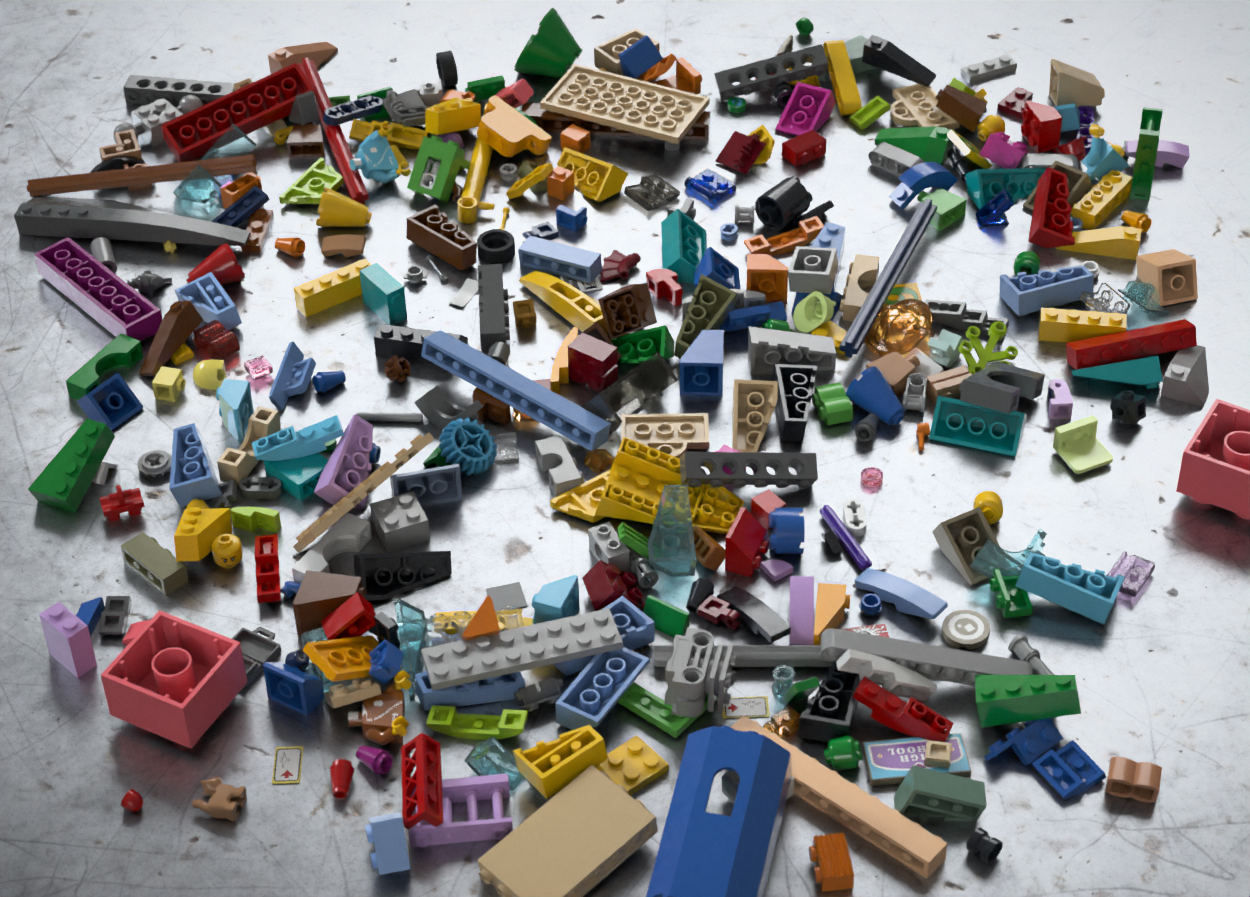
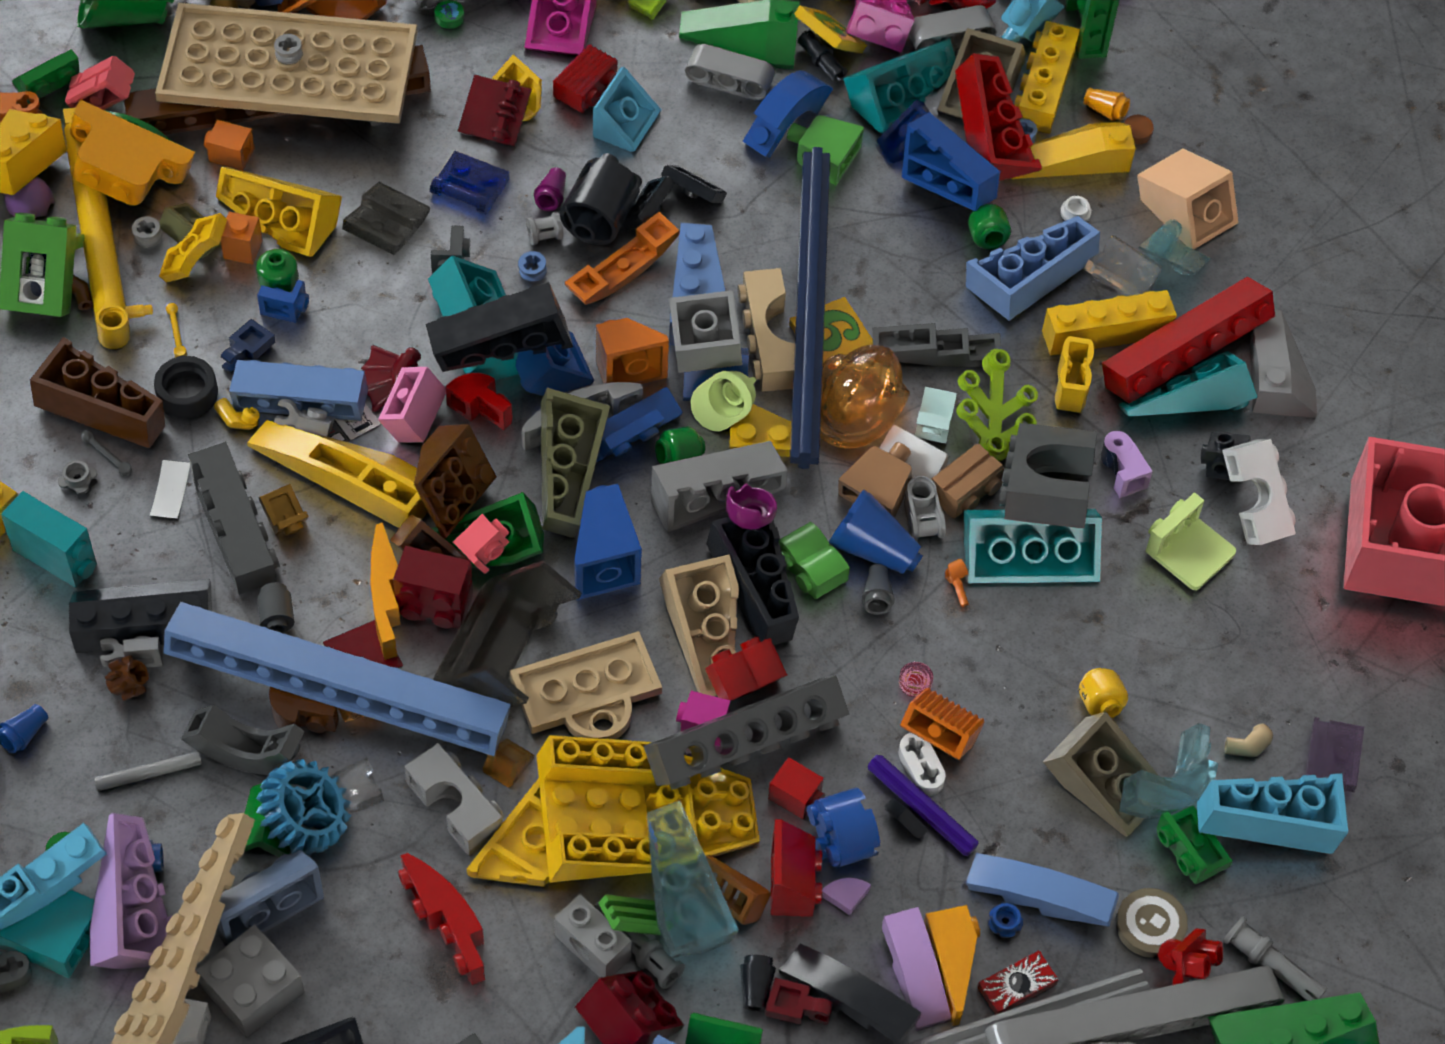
camera: 25 degrees left, 15 degrees up
(413, 356) = (140, 648): none -> light grey plate
(516, 267) = (234, 419): none -> yellow arm
(528, 518) = (445, 908): none -> red slope
(561, 273) = (311, 421): none -> light grey plate
(574, 198) = (277, 269): none -> green head
(624, 273) = (412, 404): none -> bright pink brick
(626, 94) = (288, 41): none -> light grey bush
(631, 344) = (483, 541): none -> coral brick
(688, 242) = (500, 329): none -> black wedge
(752, 195) = (550, 191): none -> magenta cone
(768, 440) = (746, 670): none -> red brick
(800, 359) = (750, 507): none -> magenta hair
(819, 166) = (624, 112): none -> medium azure slope
(847, 211) = (694, 185): none -> black plate
(875, 497) = (942, 723): none -> orange brick
(981, 643) = (1191, 956): none -> red hips
(1010, 224) = (947, 164): none -> blue wedge
(1045, 346) = (1074, 374): none -> yellow brick
(1078, 556) = (1252, 745): none -> tan arm
(1140, 405) = (1271, 515): none -> white arch
(1152, 239) = (1141, 128): none -> dark orange tile

